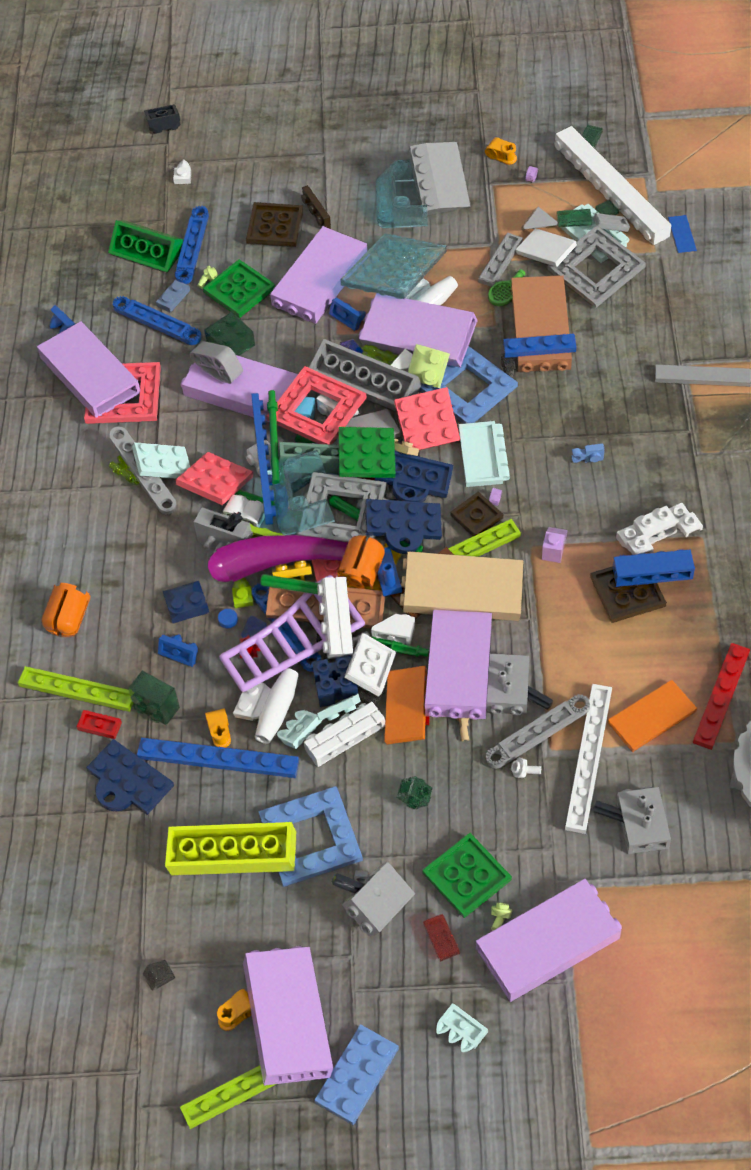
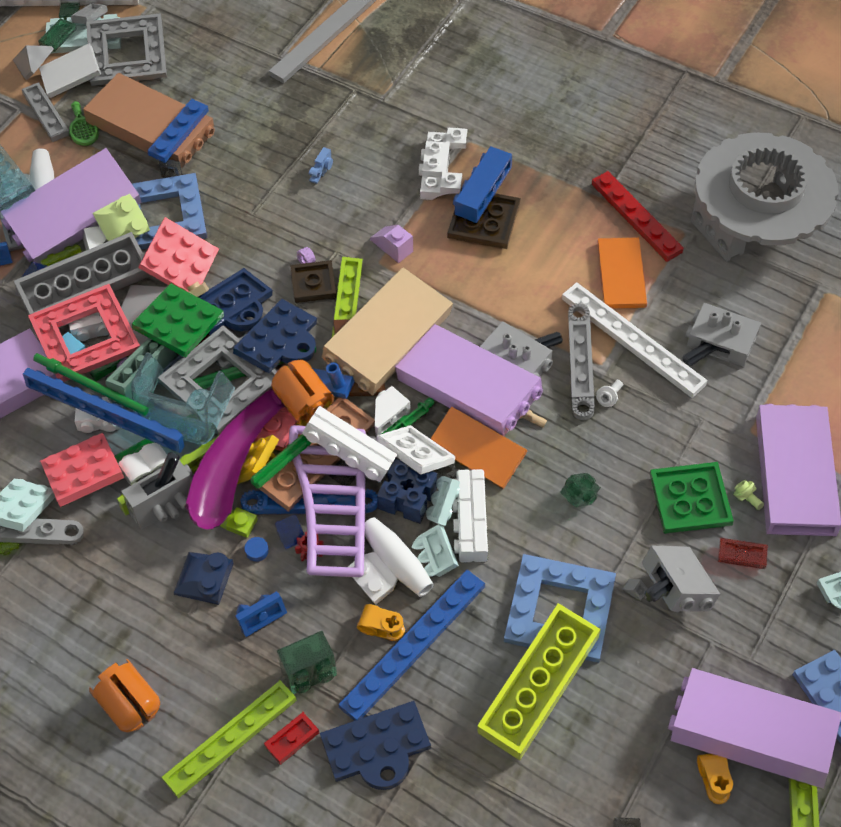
camera: 60 degrees left, 0 degrees up
(483, 453) = (248, 242): light aqua hinge -> none

